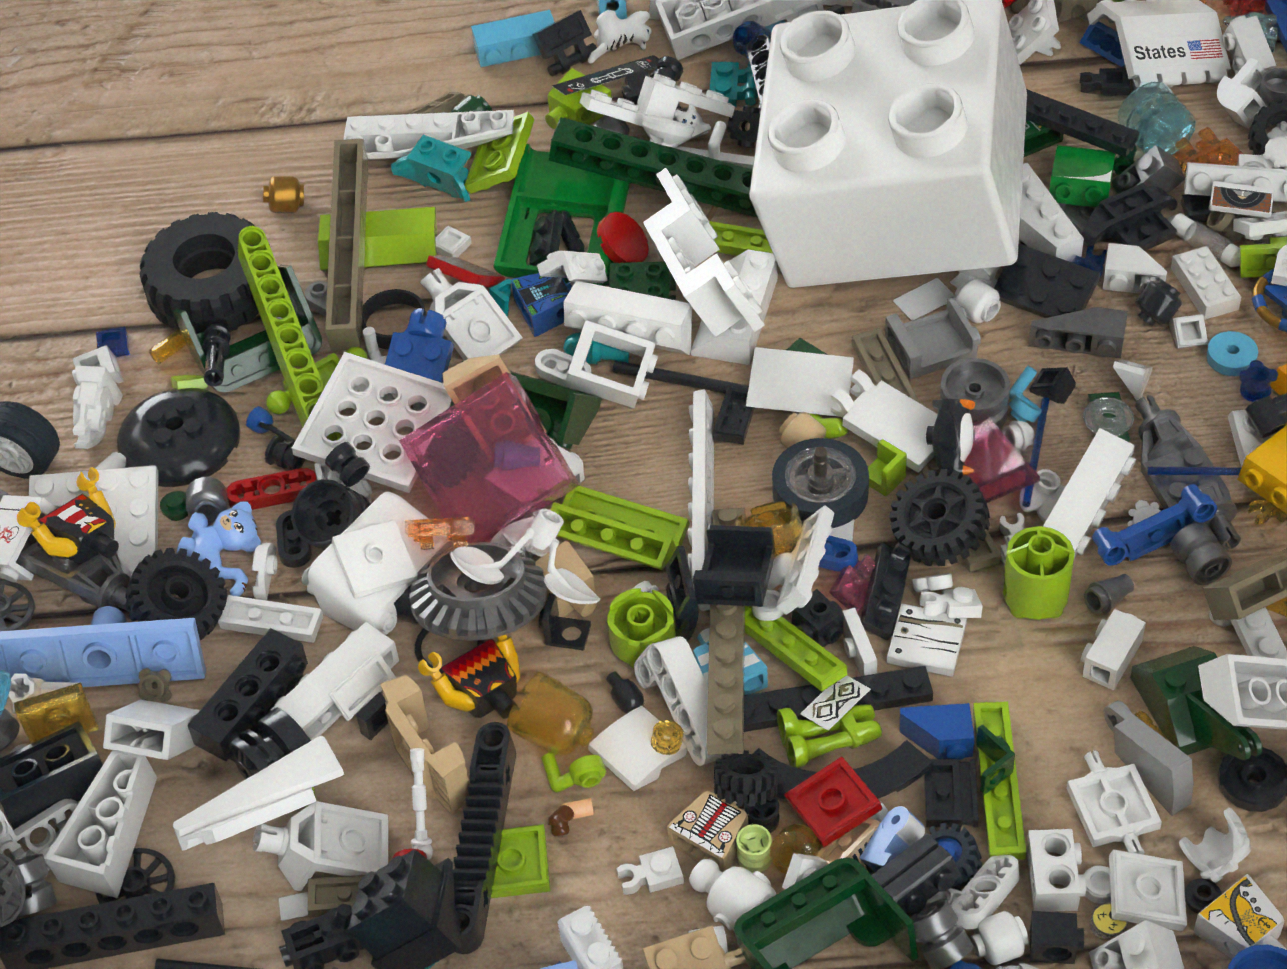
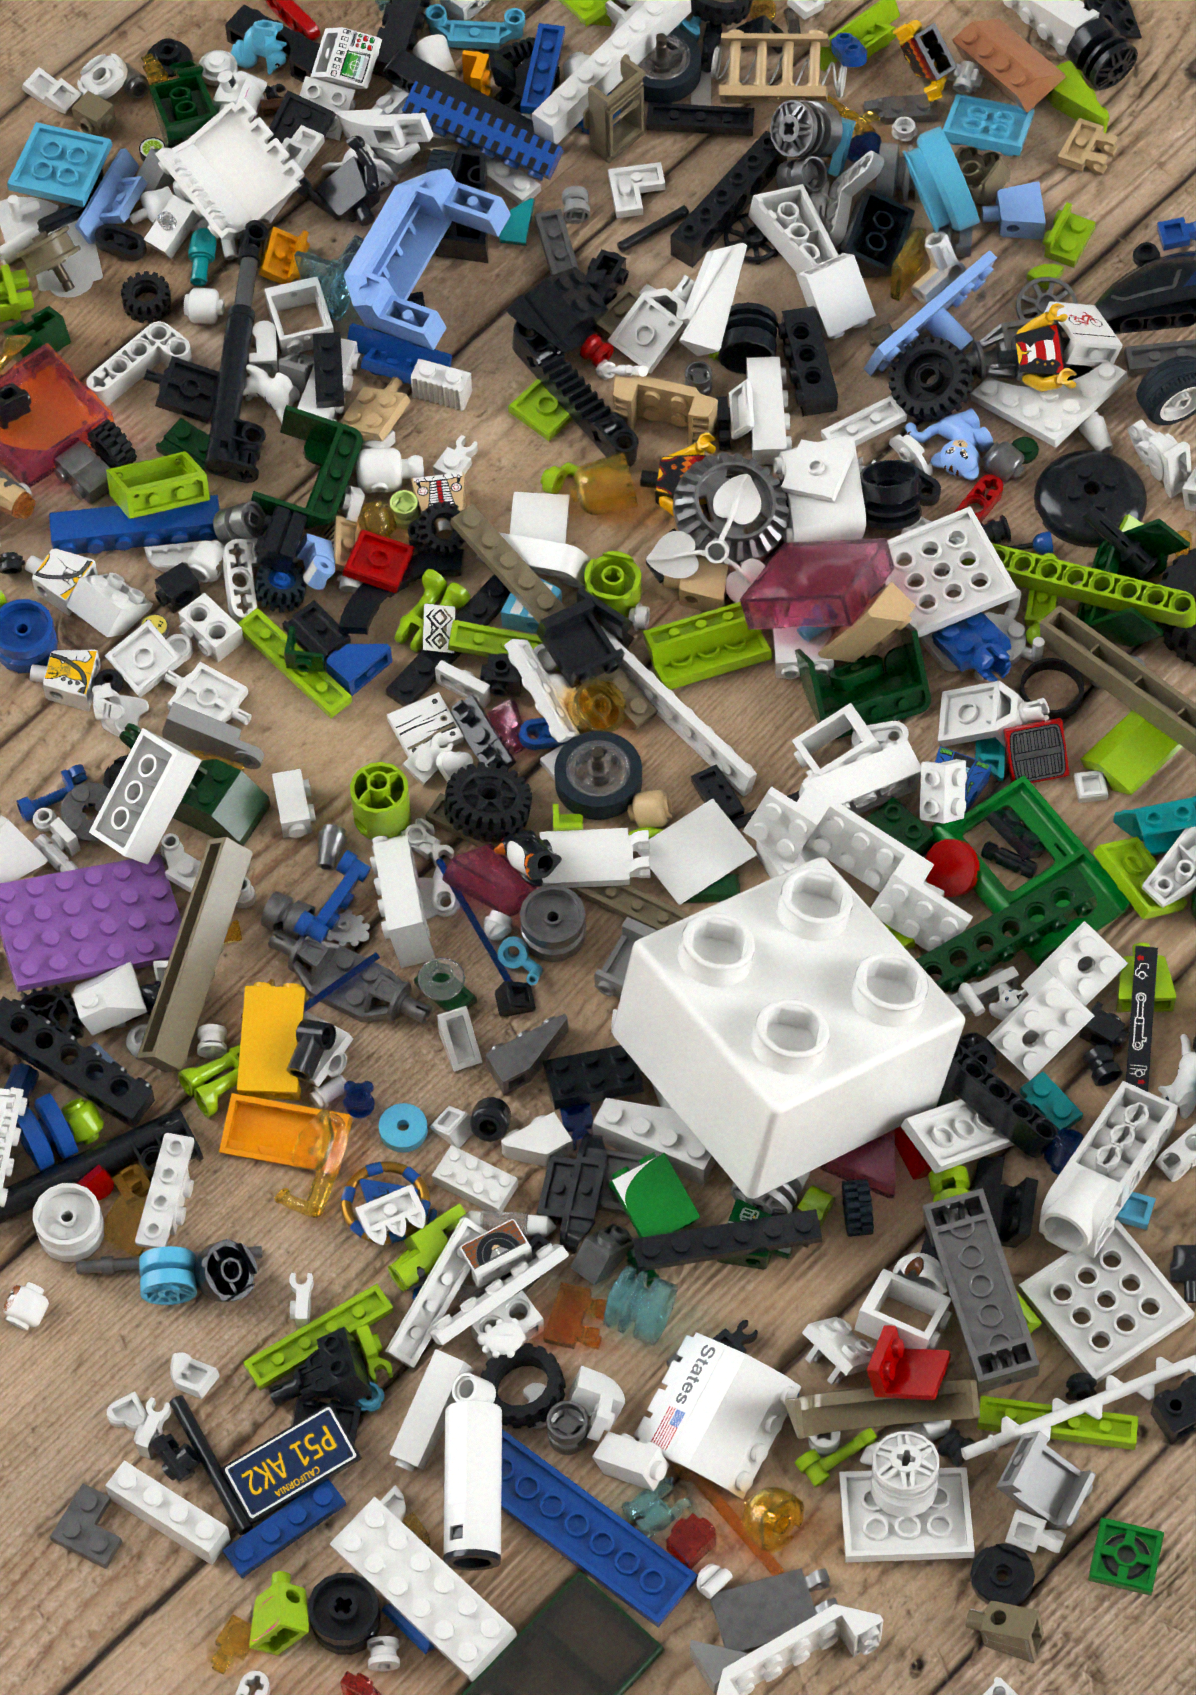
camera: 135 degrees right, 10 degrees up
(347, 464) = (913, 516): black wheel -> none
(356, 765) = (699, 375): none -> flat silver wheel
(453, 528) = (798, 519): clear orange plate -> none
(566, 813) = (542, 450): arm -> none
(625, 693) = (586, 545): black cylinder -> none
(666, 131) = (1019, 970): white piece -> none
(667, 746) = (525, 520): clear yellow bush -> none

